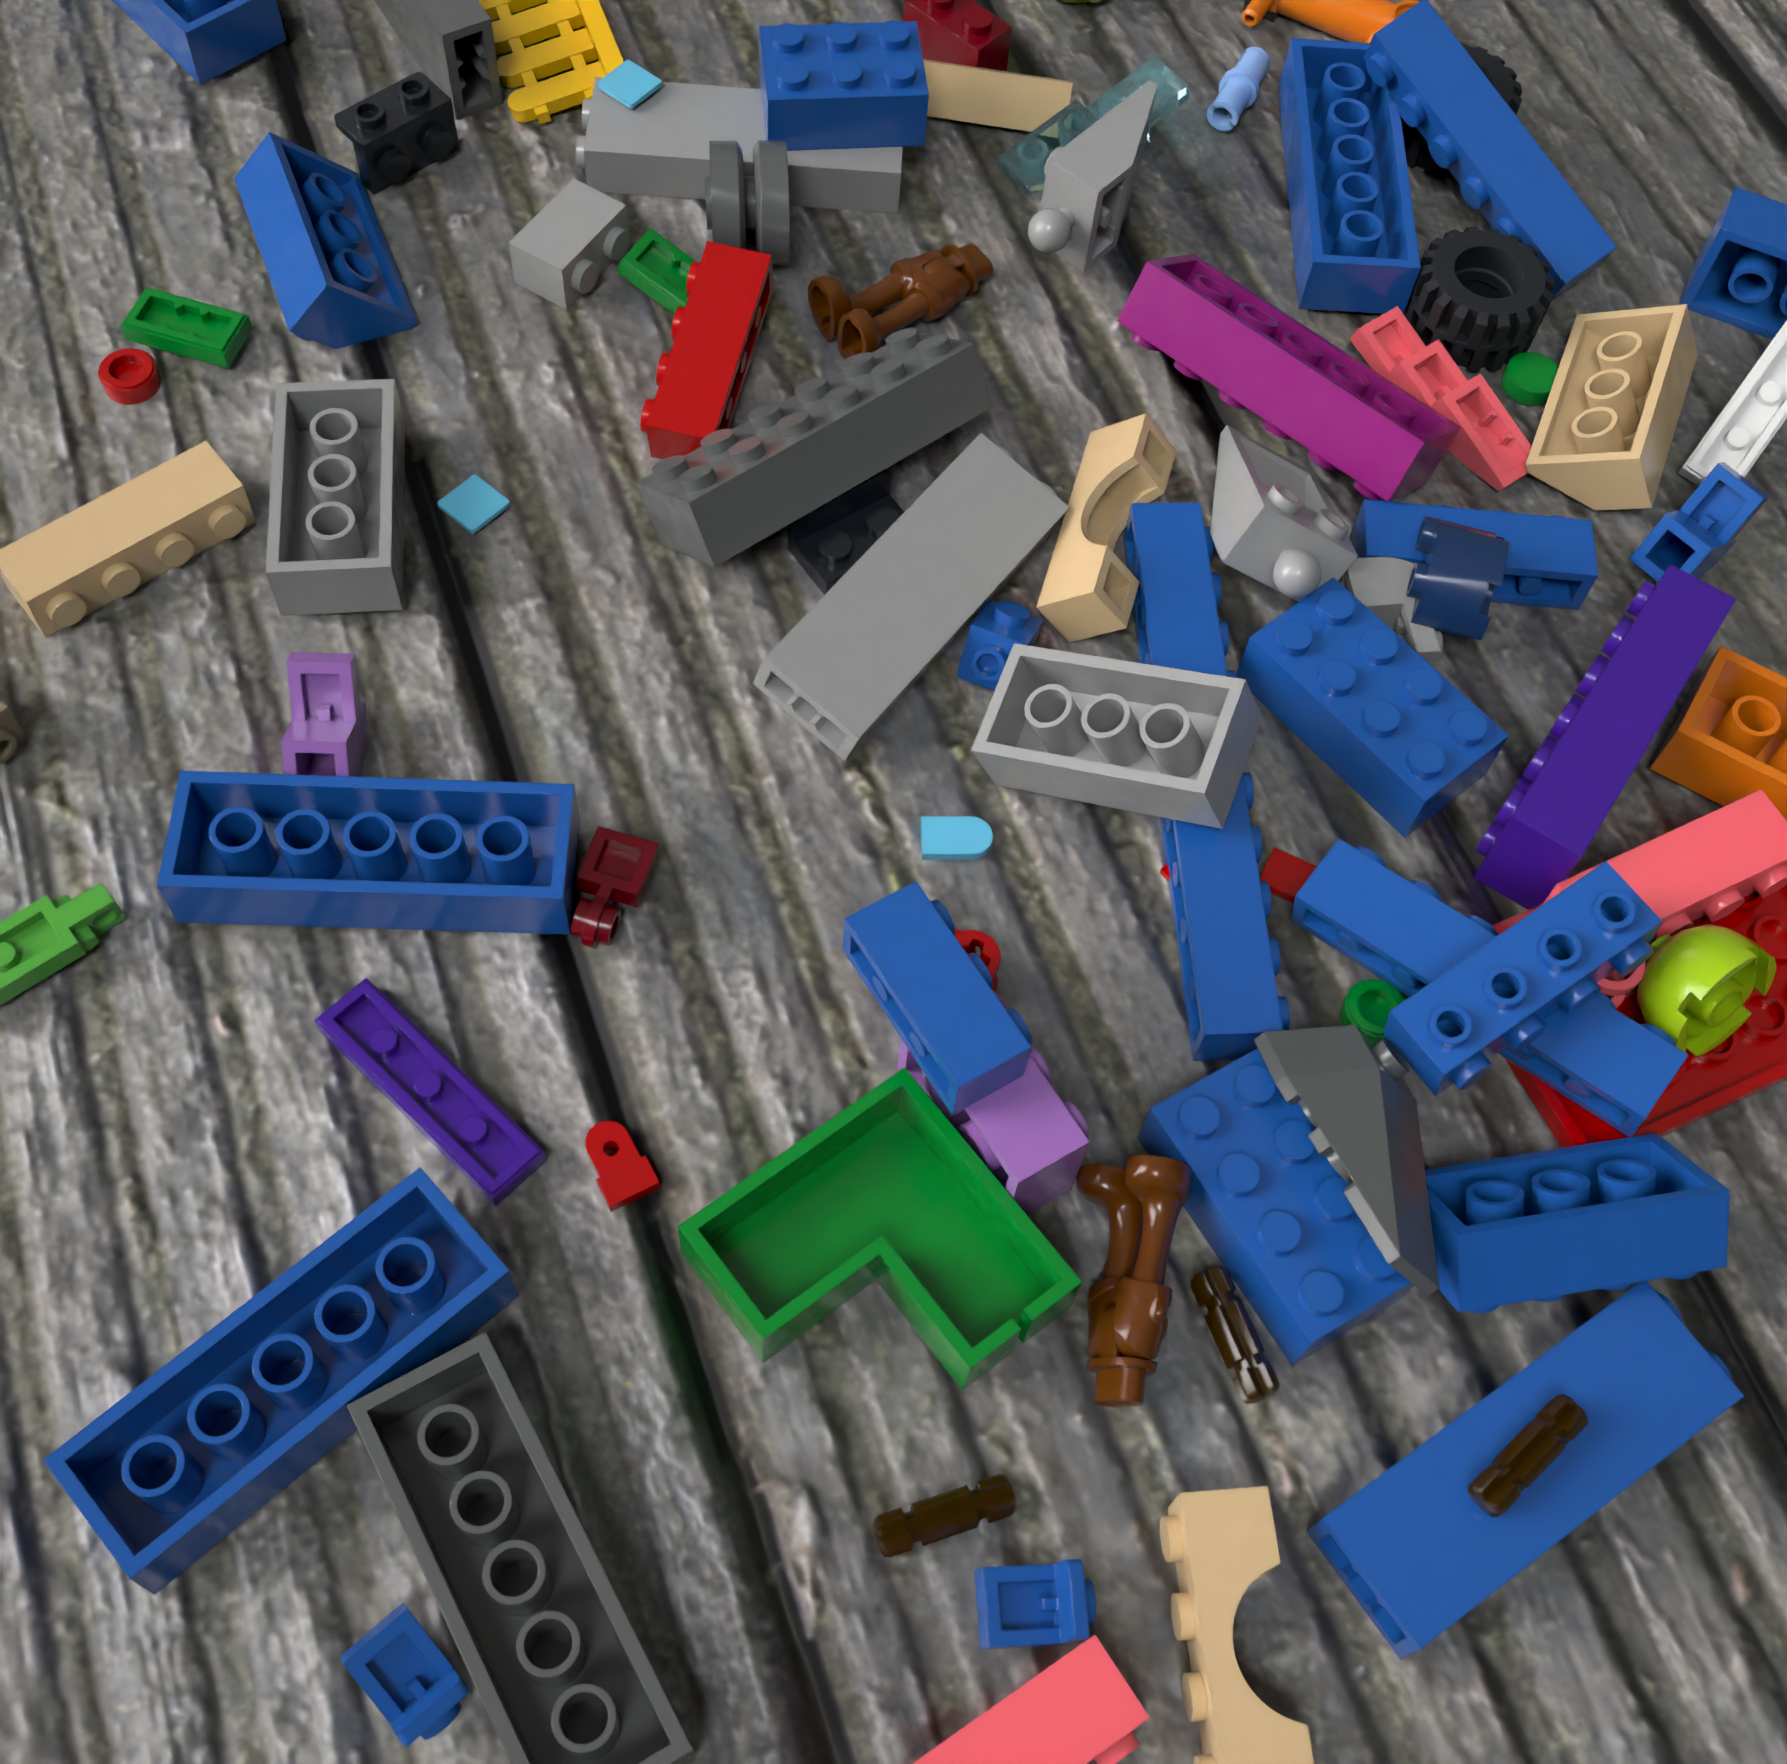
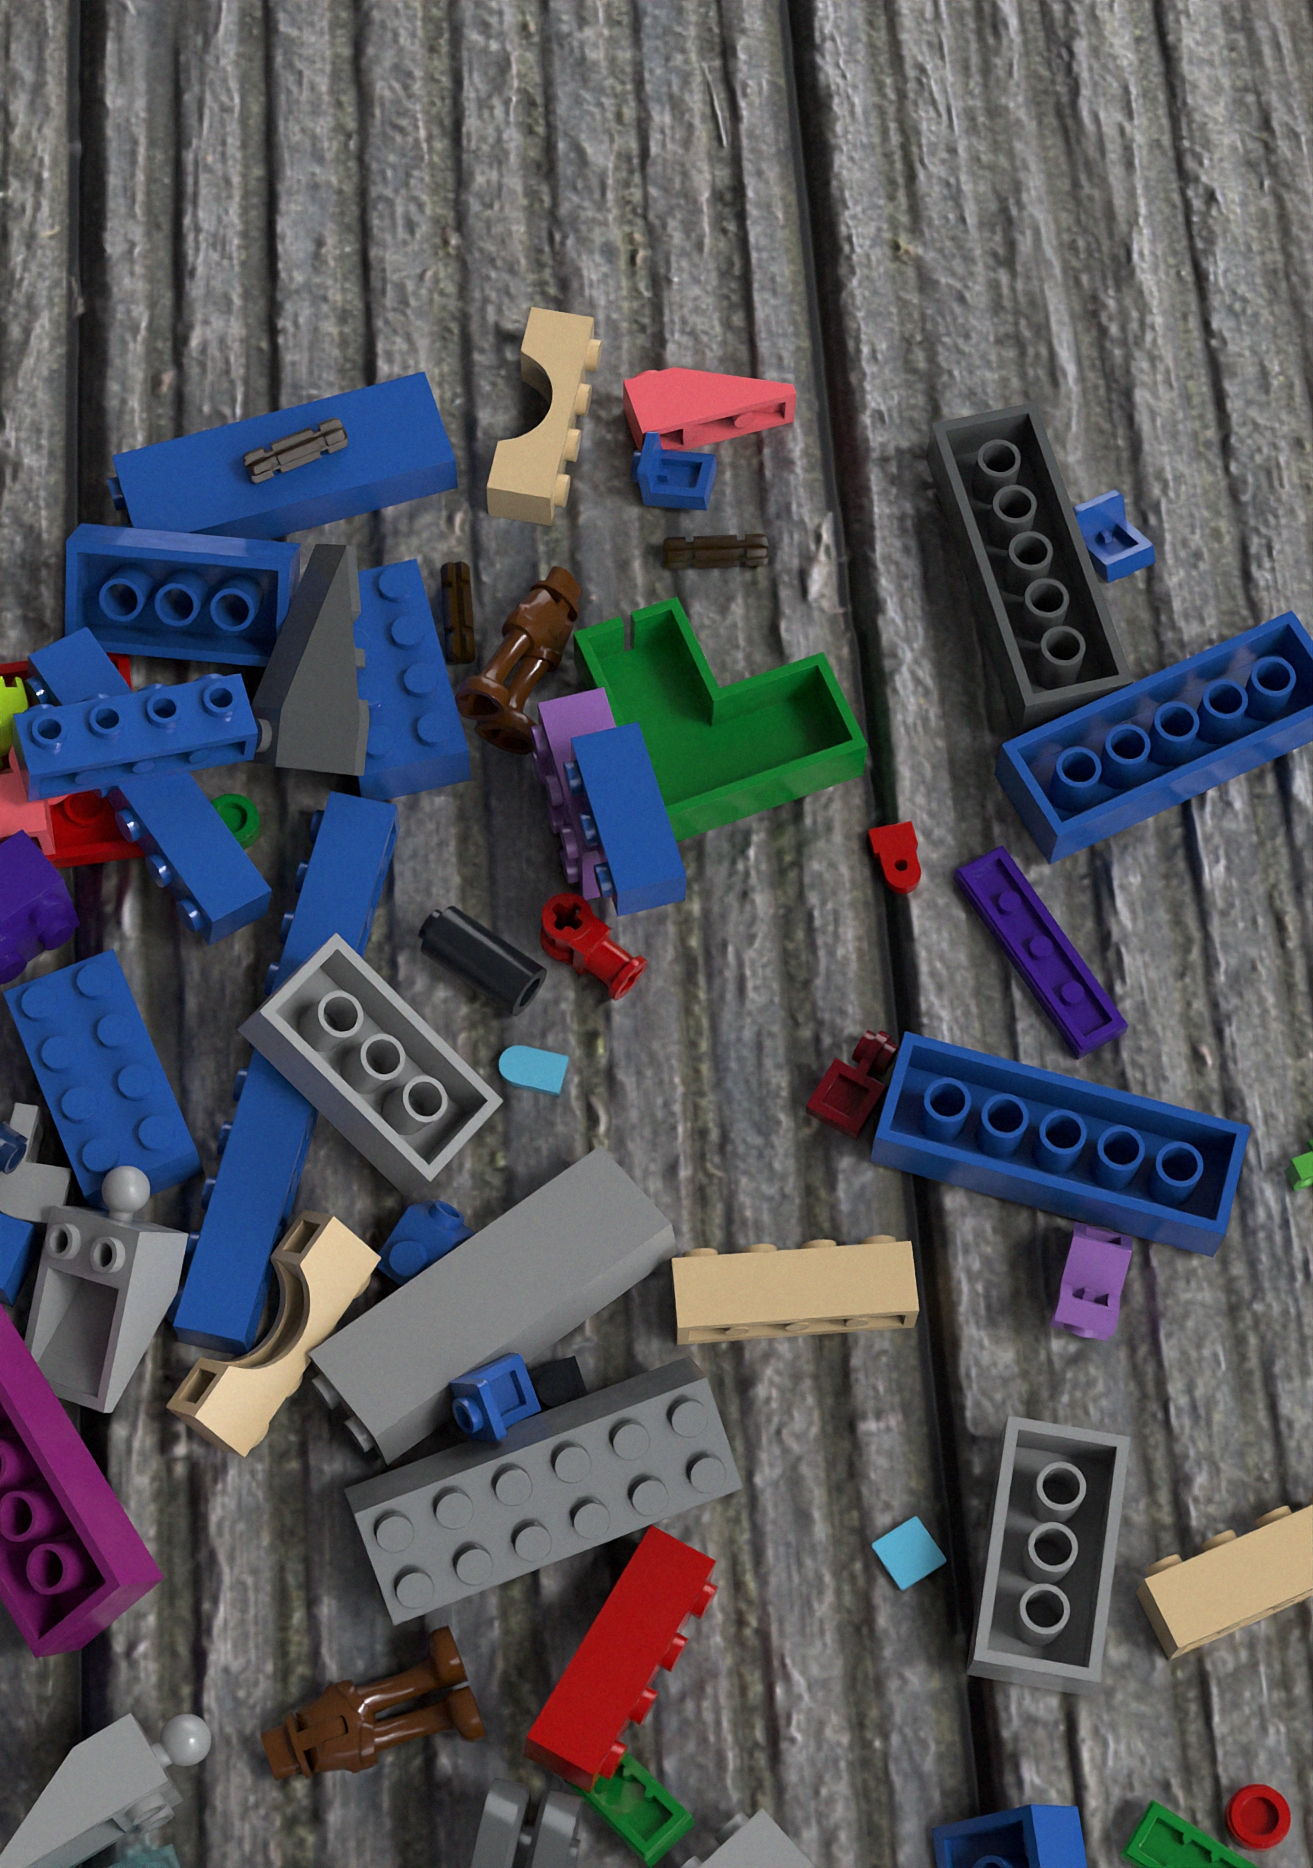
camera: 160 degrees left, 5 degrees up
(628, 672) = (794, 1290): none -> tan brick
(889, 485) = (493, 1398): none -> blue bracket
(1048, 915) = (481, 959): none -> black brick
(1286, 874) = (243, 958): red piece -> none

